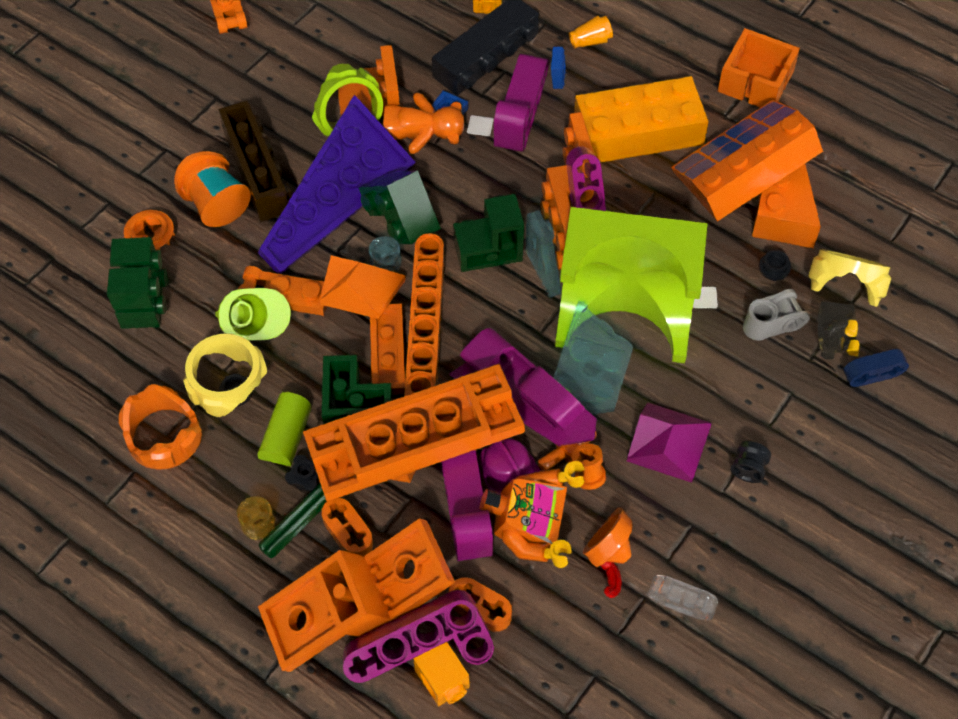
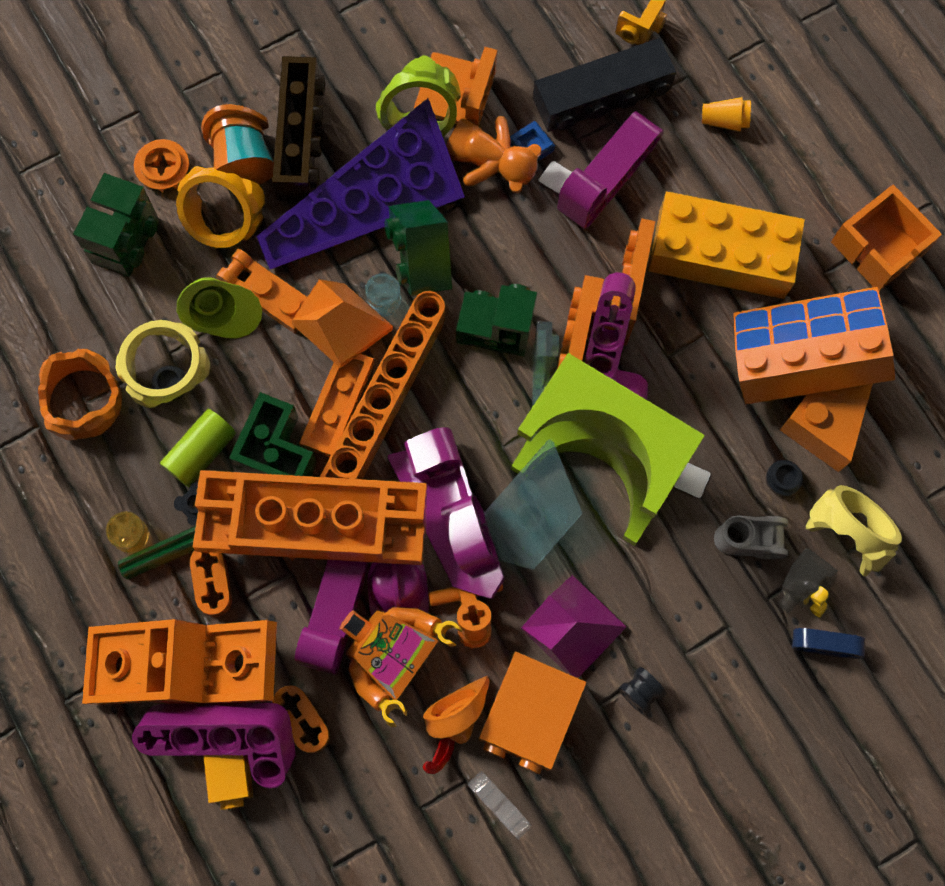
camera: 20 degrees right, 15 degrees up
(190, 254) = (190, 205): none -> light orange piece
(558, 67) = (669, 143): blue tile -> none
(671, 515) = (531, 713): none -> orange brick

